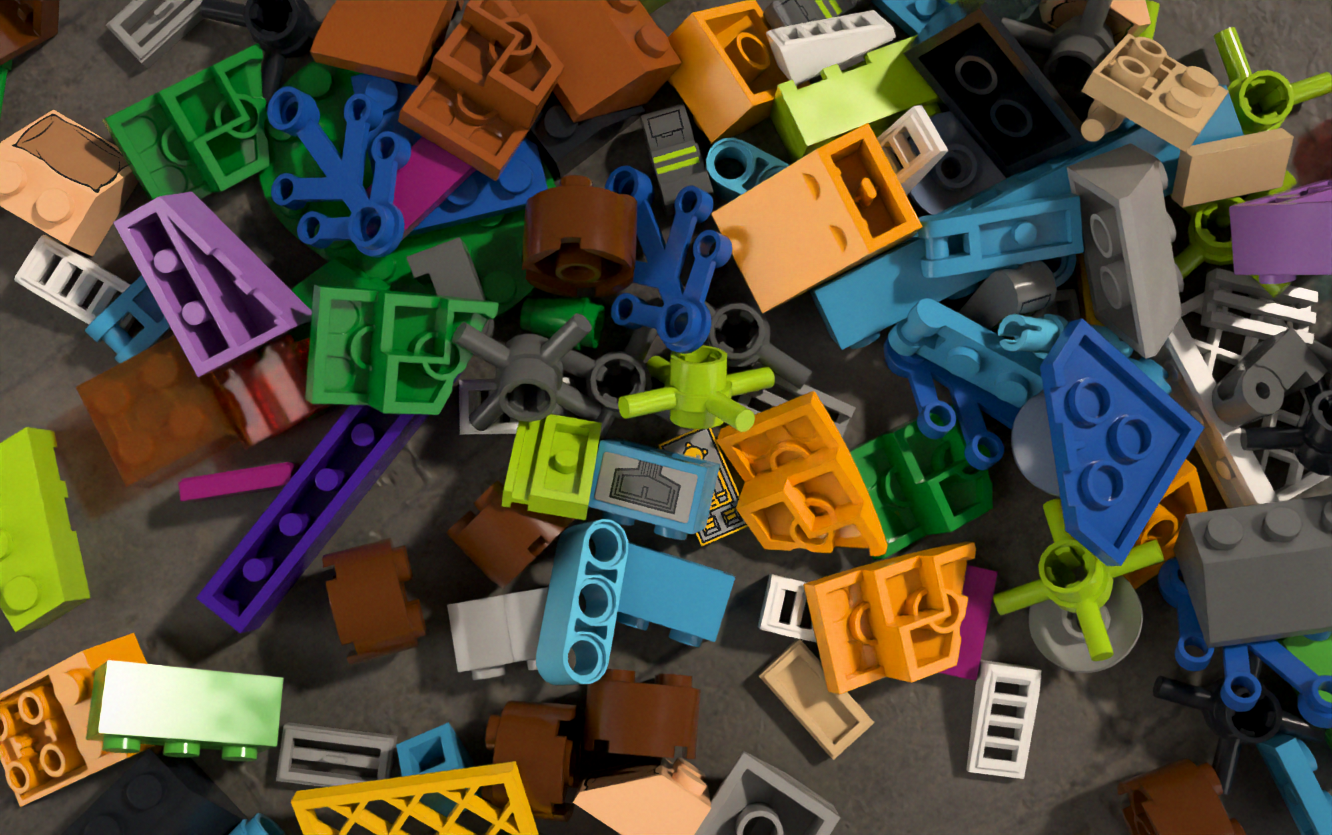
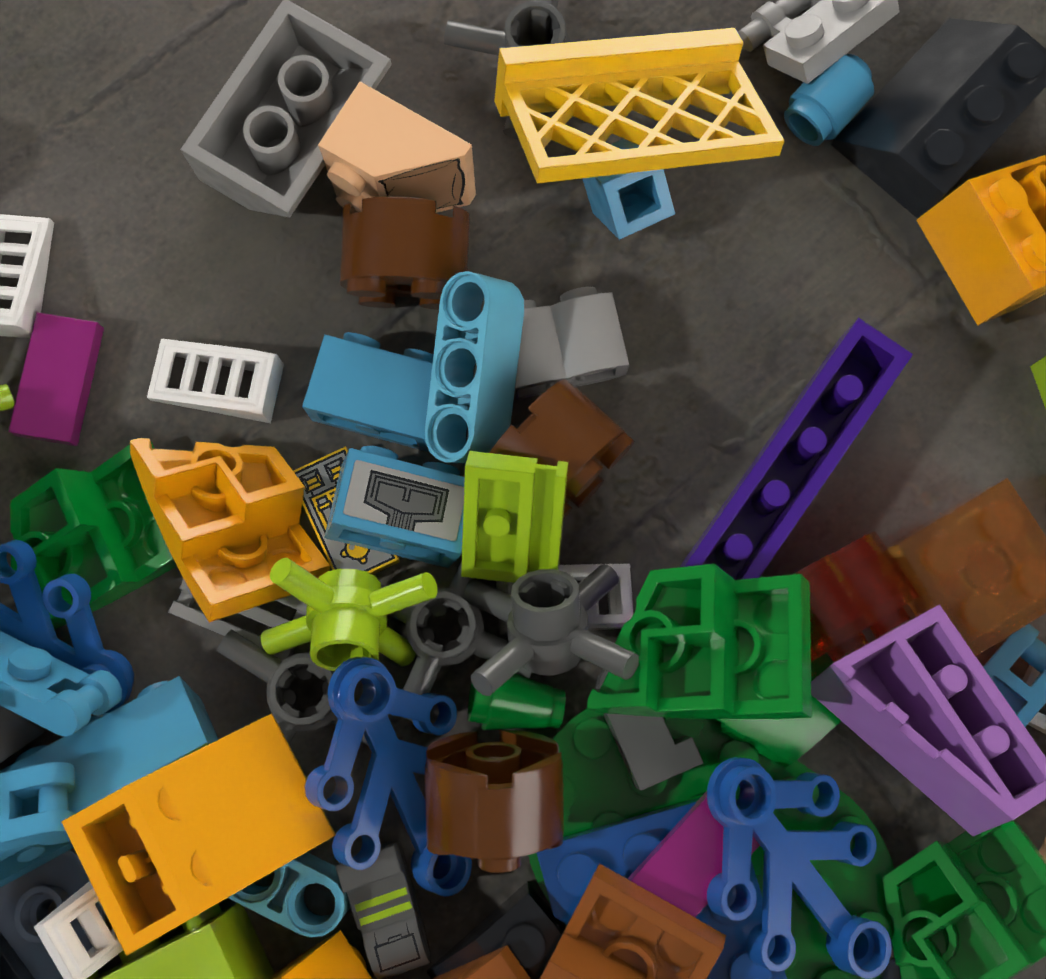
camera: 175 degrees right, 5 degrees down
(184, 710) = (913, 231): brick -> none
(236, 482) = (877, 494): magenta tile -> none
(289, 751) = (741, 228): light grey tile -> none
(372, 600) = (714, 365): reddish brown brick -> none
(545, 752) = (513, 214): reddish brown brick -> none
(801, 686) = (217, 288): tan tile -> none
(891, 617) = (127, 375): light orange slope -> none

